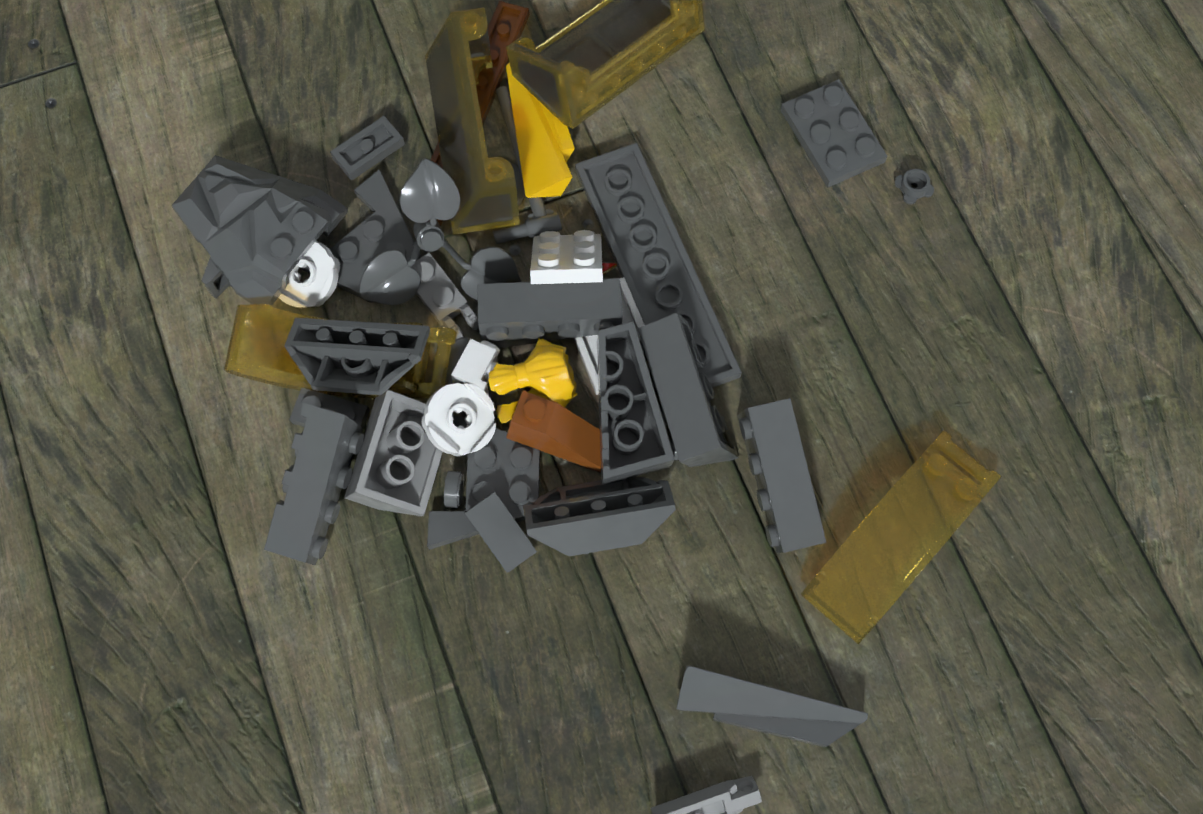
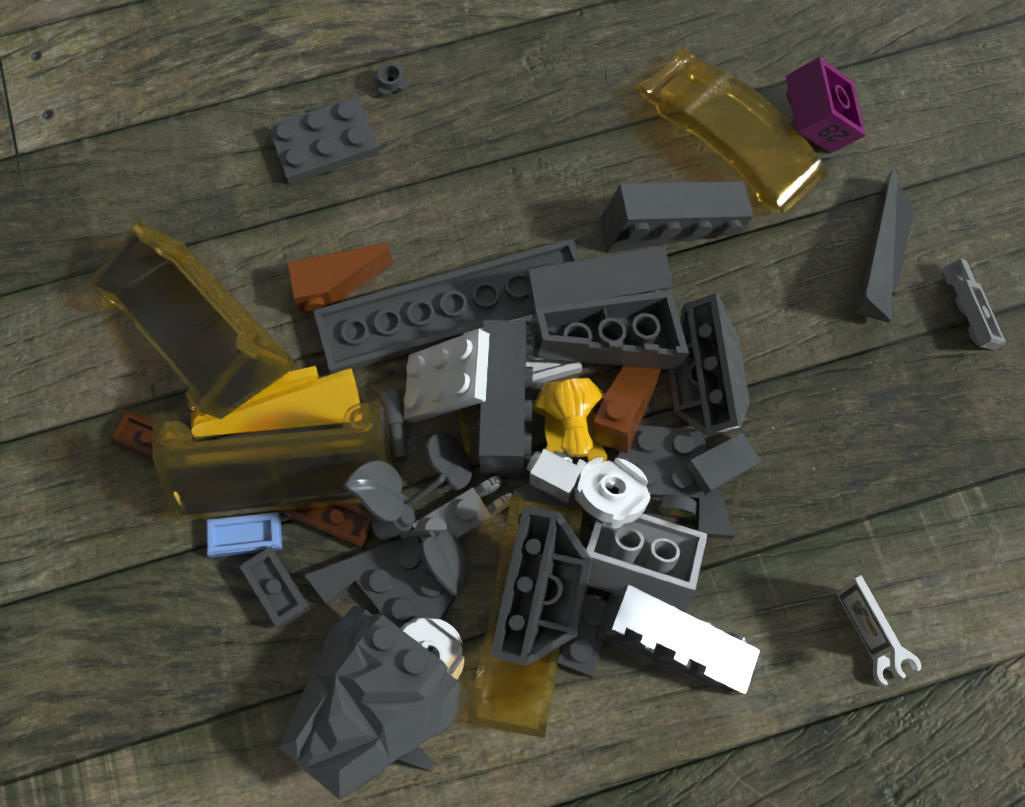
camera: 85 degrees left, 0 degrees up
(322, 675) = (875, 631): none -> white flag
(417, 119) = (243, 534): none -> light blue tile
(674, 157) = (334, 276): none -> dark orange slope
(937, 630) = (824, 105): none -> magenta brick

